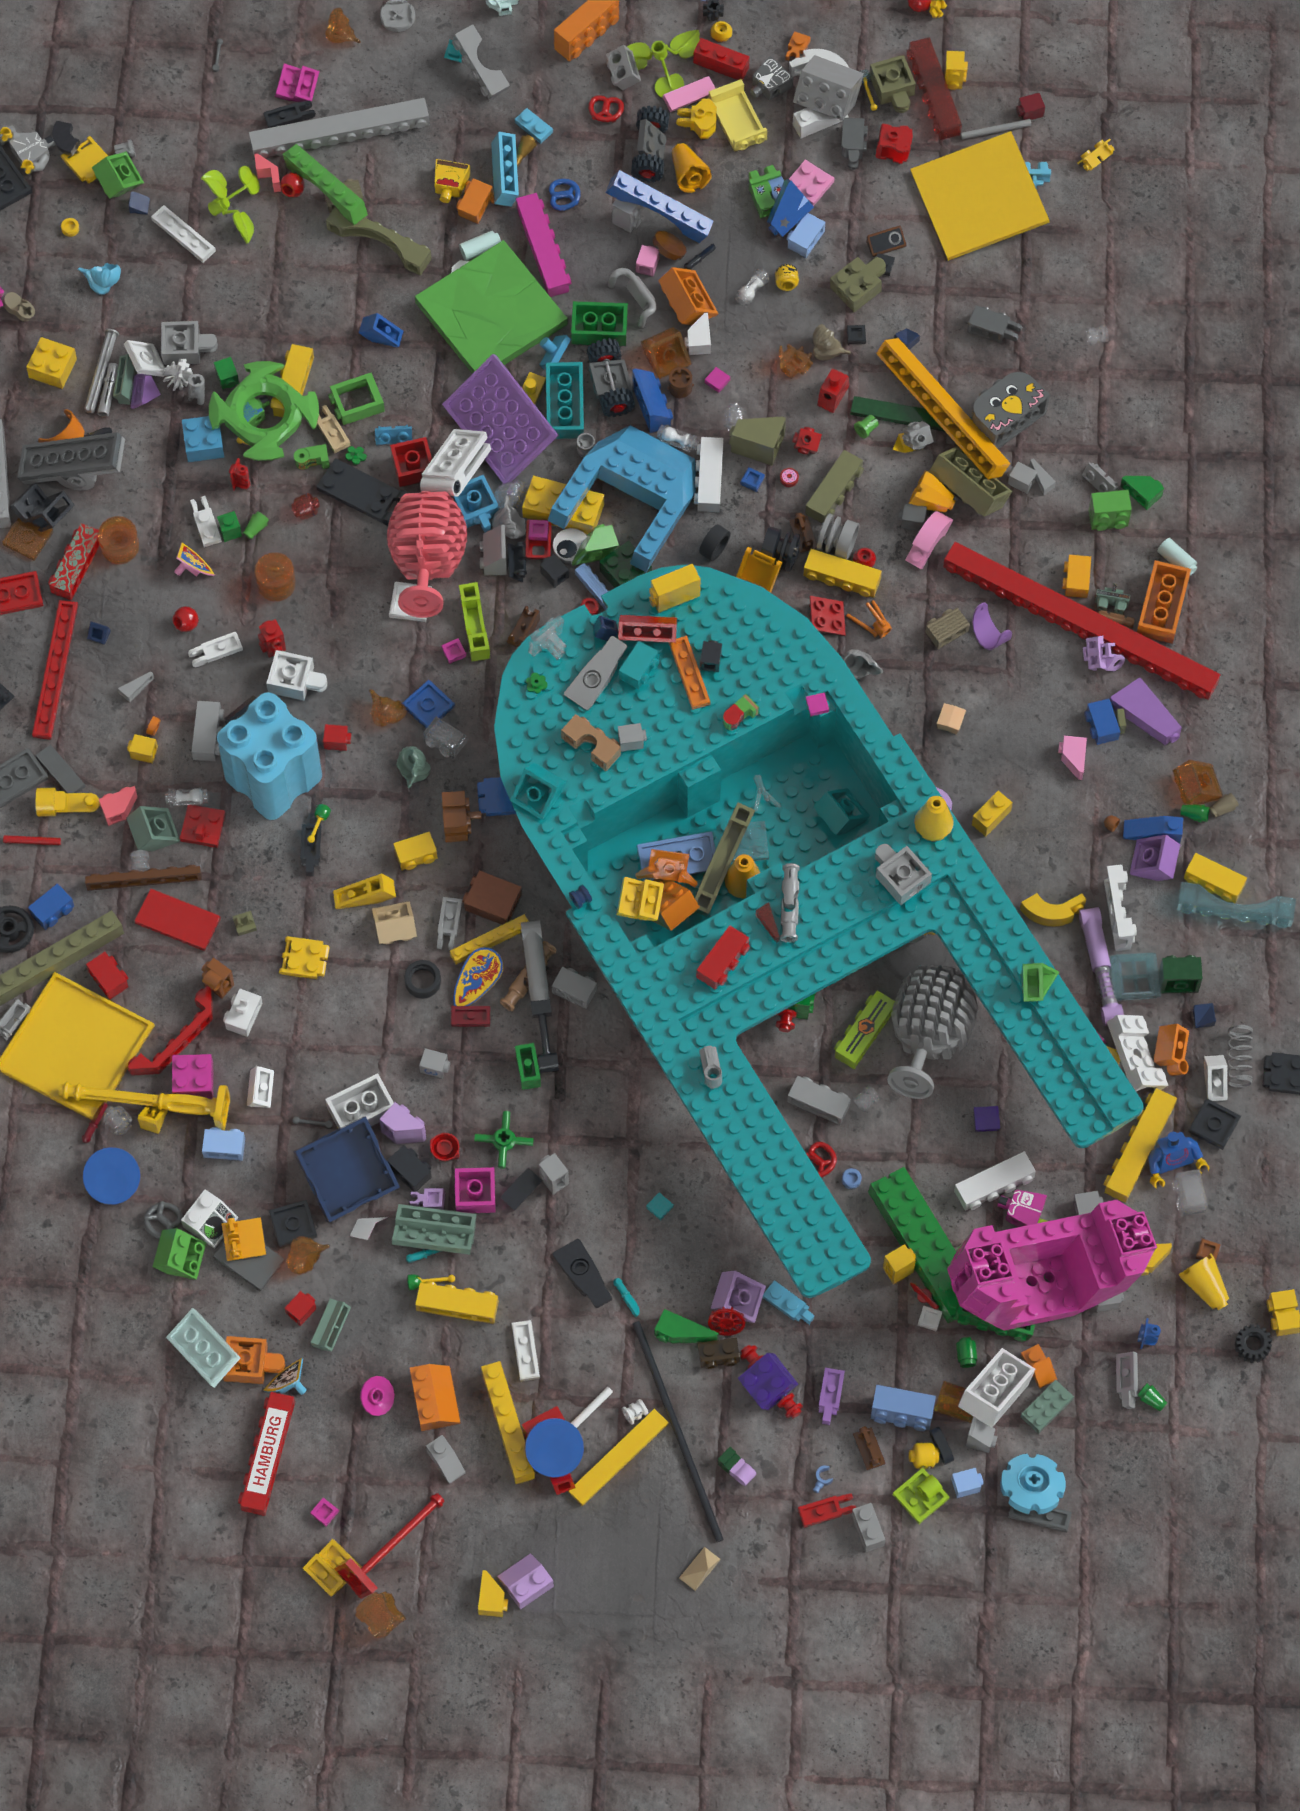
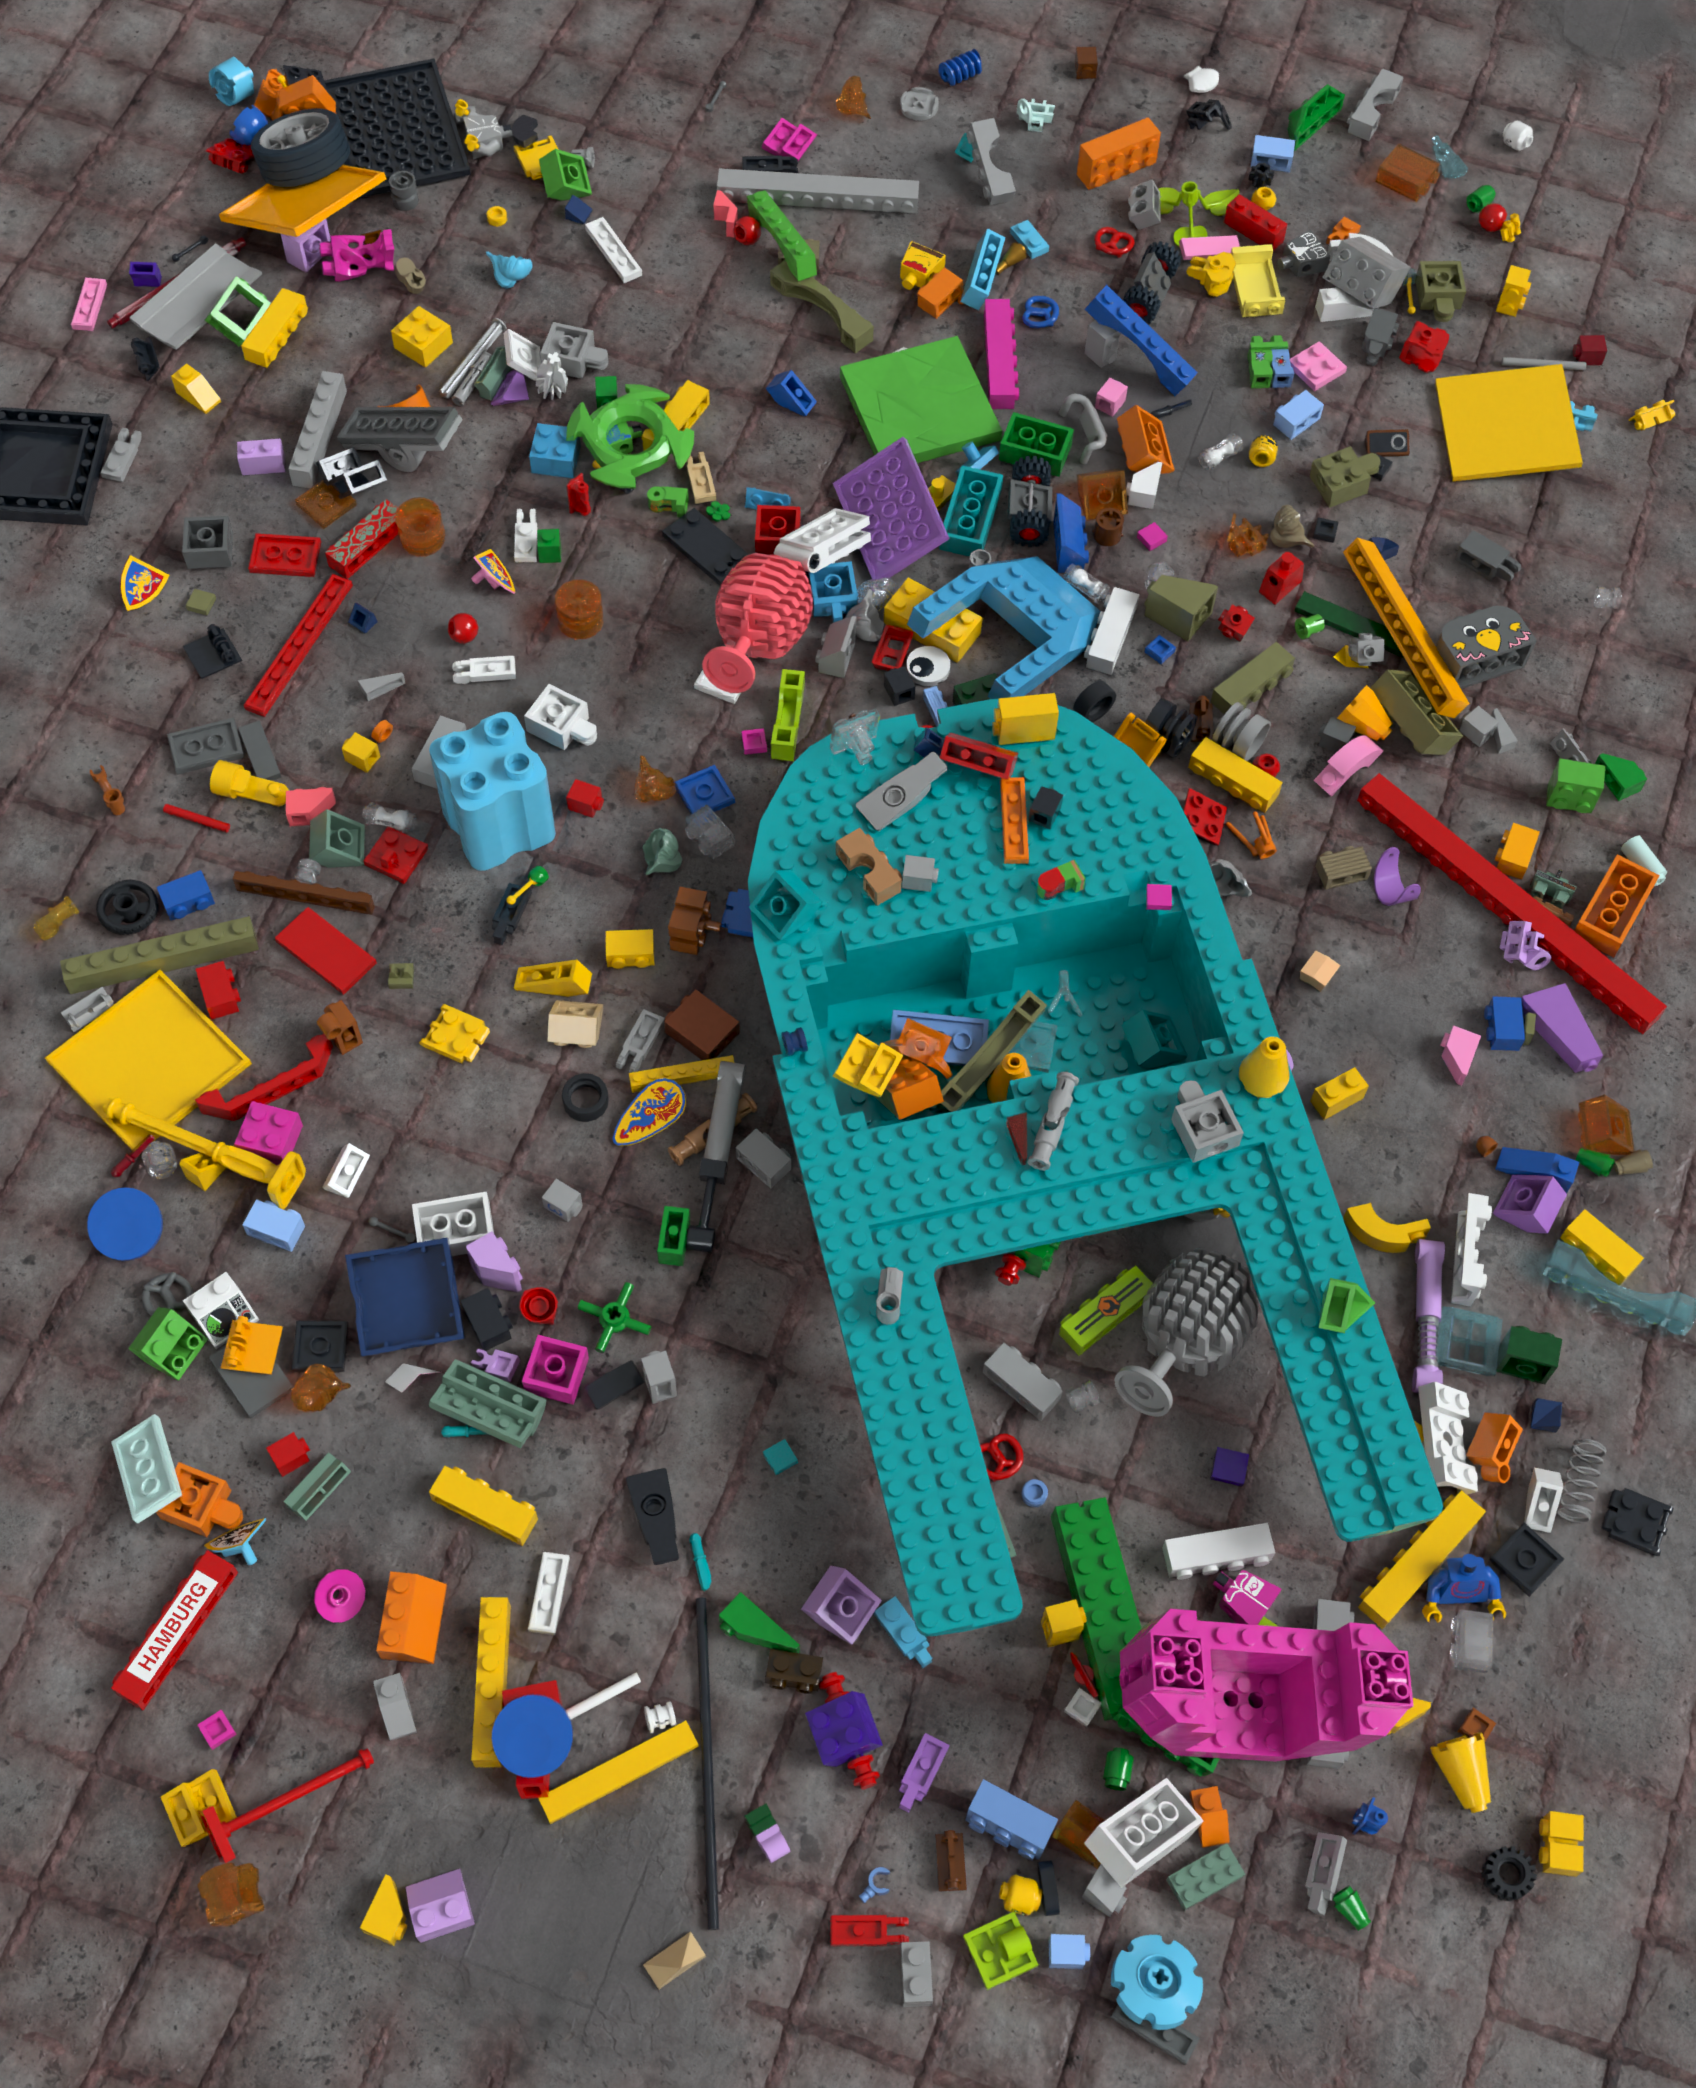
camera: 15 degrees right, 5 degrees down
(196, 388) = (566, 397): light grey hinge -> none
(218, 184) = (662, 231): lime plant -> none
(243, 1012) = (358, 1076): white brick -> none
(255, 525) = (579, 552): bright green cone -> none
(271, 638) = (549, 669): red brick -> none
(305, 506) = (642, 547): clear red head -> none
(361, 412) = (739, 468): bright green window -> none
(415, 1280) = (441, 1459): hinge -> none
(470, 1016) = (627, 1157): dark red plate -> none
(478, 245) = (927, 335): light aqua brick -> none
(516, 565) = (859, 664): black hinge -> none
(537, 687) = (826, 784): green plant -> none
(538, 530) = (895, 637): dark pink tile -> none
(597, 545) = (956, 668): bright green slope -> none
(638, 665) = (955, 794): teal brick -> none
(669, 245) = (1140, 386): reddish brown tile -> none
(689, 169) = (1187, 319): light orange cone -> none
(723, 957) = (947, 1164): red brick -> none
(726, 1321) = (815, 1632): red wheel -> none
(788, 209) = (1286, 380): blue slope -> none
(789, 477) = (1203, 658): tile -> none
(935, 89) = (1485, 307): clear red brick -> none

